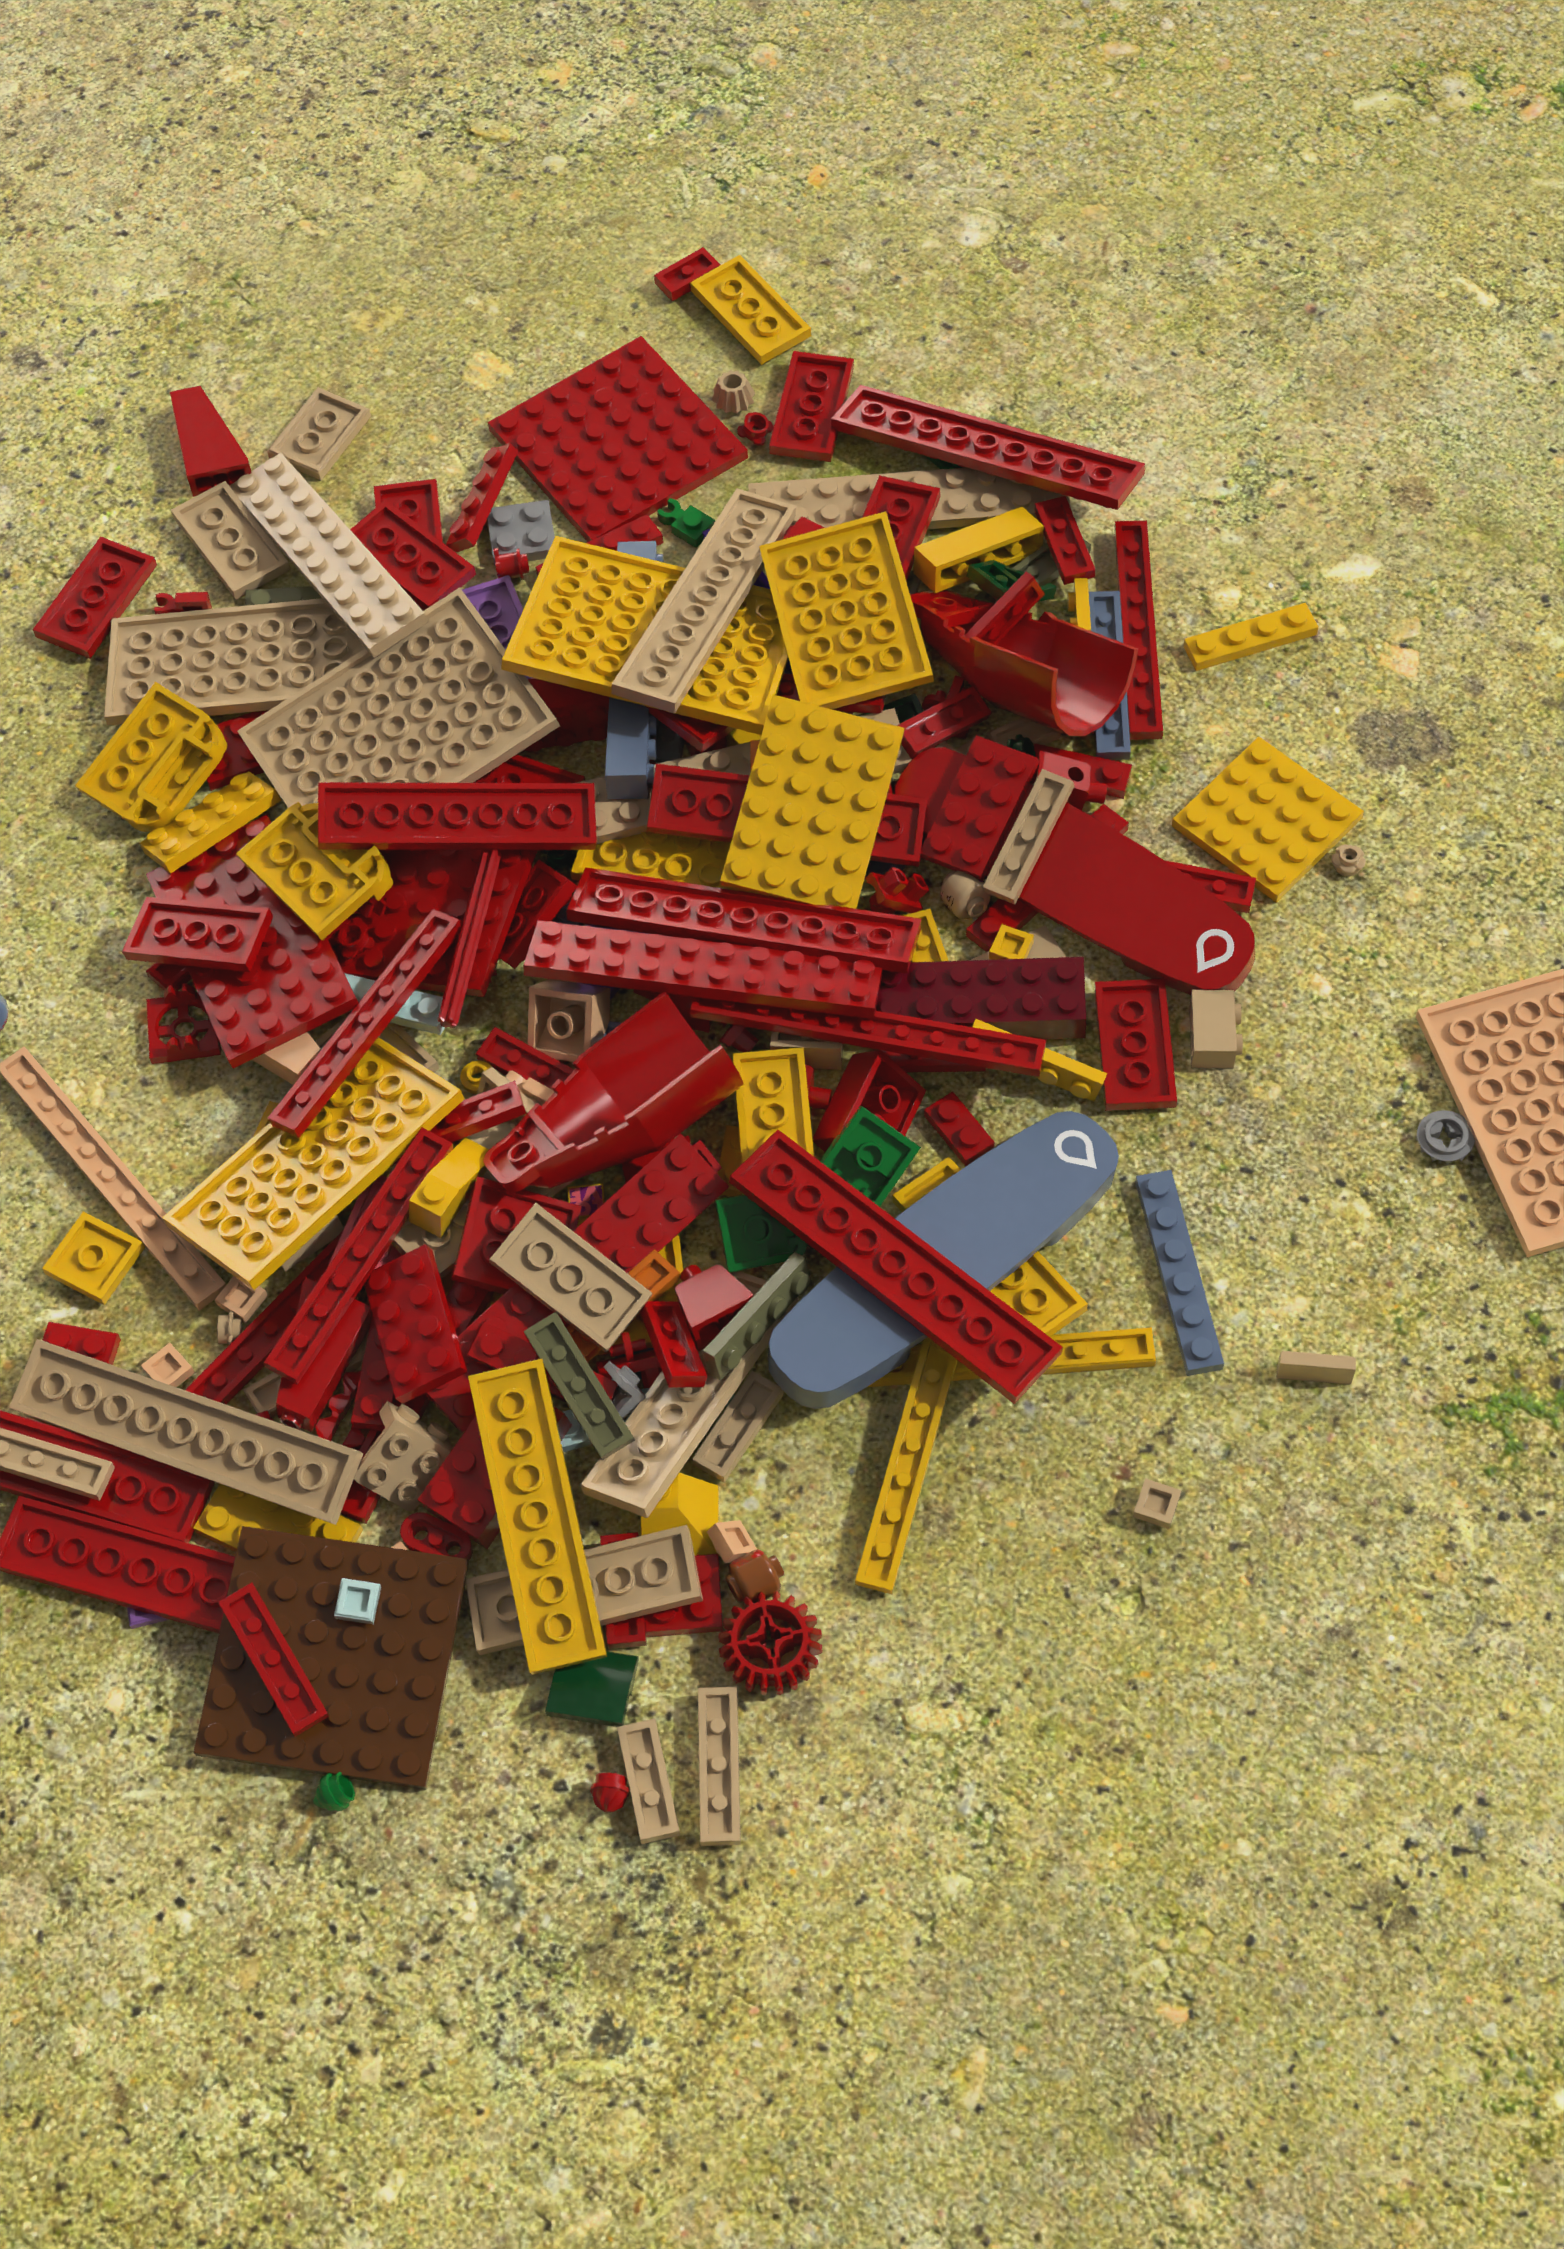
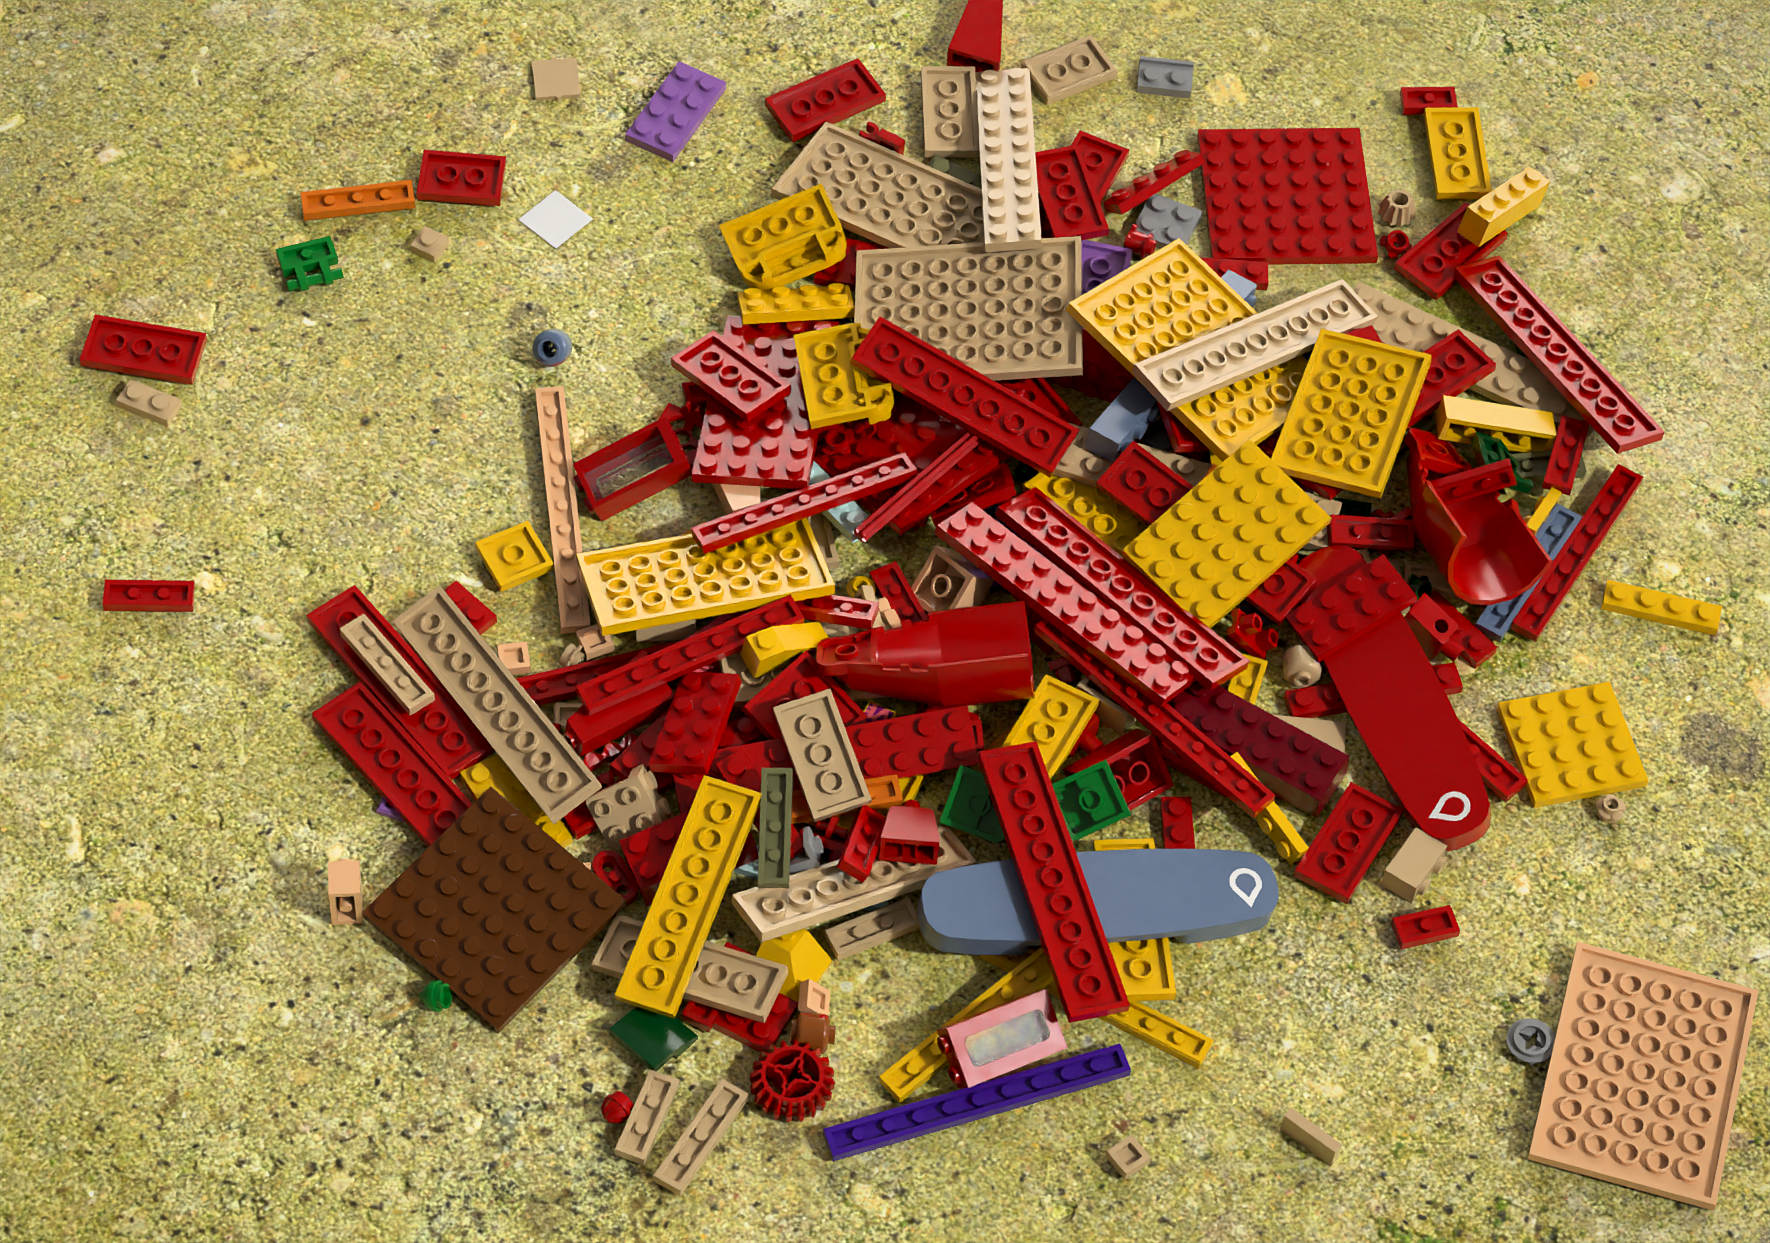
camera: 25 degrees right, 5 degrees down
(158, 1092) = (632, 469): none -> red piece
(161, 1741) = (345, 892): none -> light nougat brick
(273, 1659) = (452, 882): red plate -> none
(357, 1601) = (533, 880): light aqua tile -> none
(418, 389) = (1165, 77): none -> light grey plate
(686, 524) = (1291, 283): green plate -> none
(757, 1316) = (933, 858): olive plate -> none
(835, 334) = (1503, 206): none -> yellow brick
(952, 1462) = (1001, 1039): none -> piece
(967, 1546) = (976, 1102): none -> dark purple plate
(1011, 944) = (1307, 719): yellow plate -> none
(1028, 836) = (1371, 648): tan plate -> none
(1179, 1273) = (1262, 1016): sand blue plate -> none
(1267, 1084) = (1425, 927): none -> red plate

